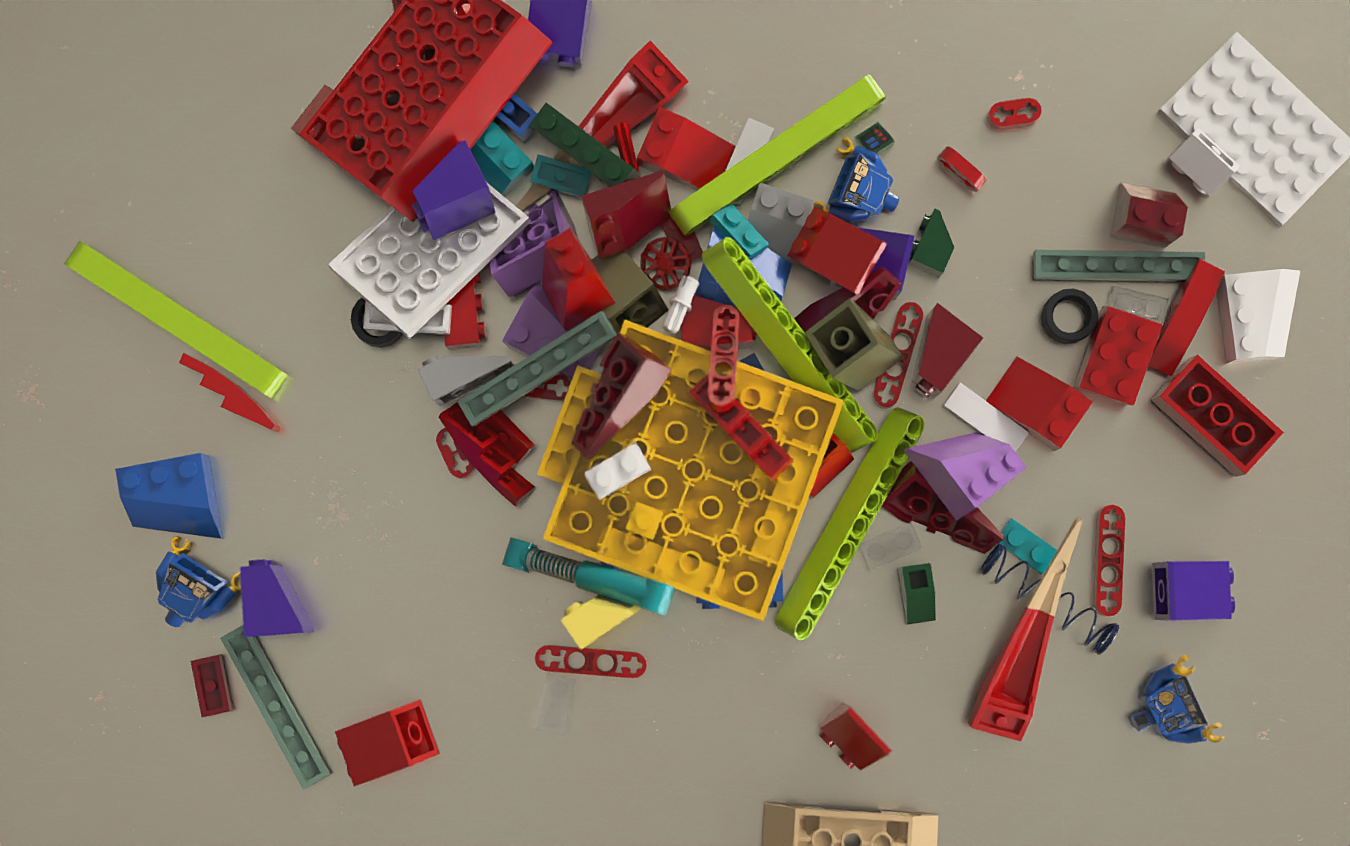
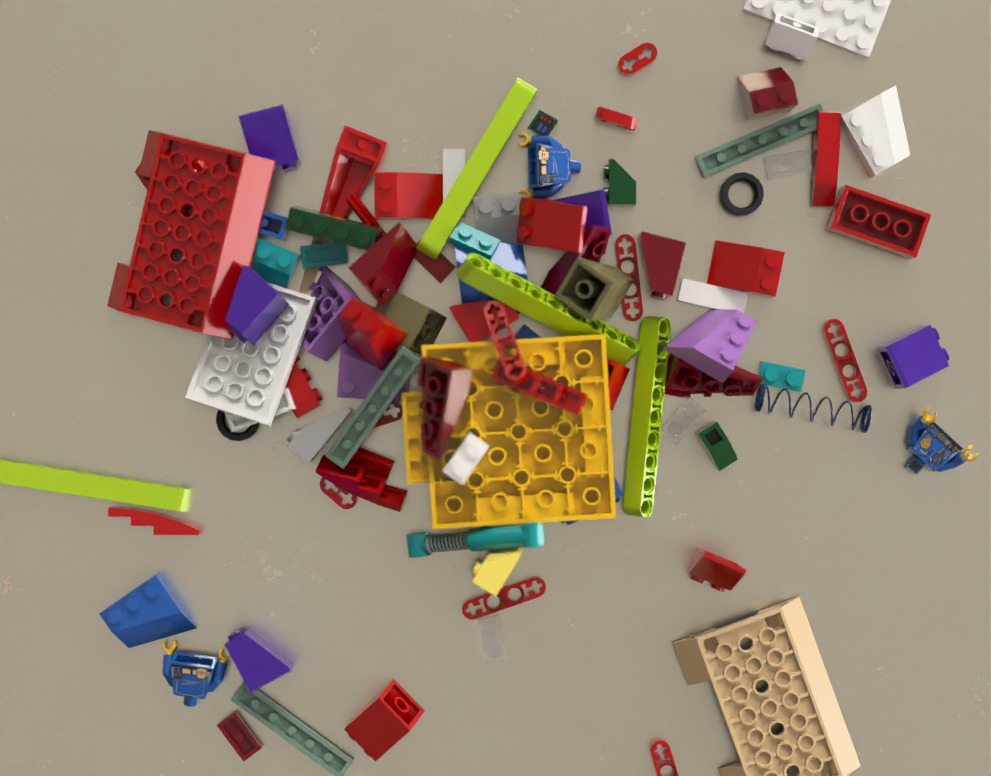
camera: 30 degrees left, 5 degrees up
(644, 520) = (500, 484): yellow plate -> none
(665, 262) = (429, 285): red wheel -> none
(680, 304) = (456, 316): white axle -> none
(1012, 684) = (812, 481): red plate -> none
(1118, 355) = (788, 209): red brick -> none

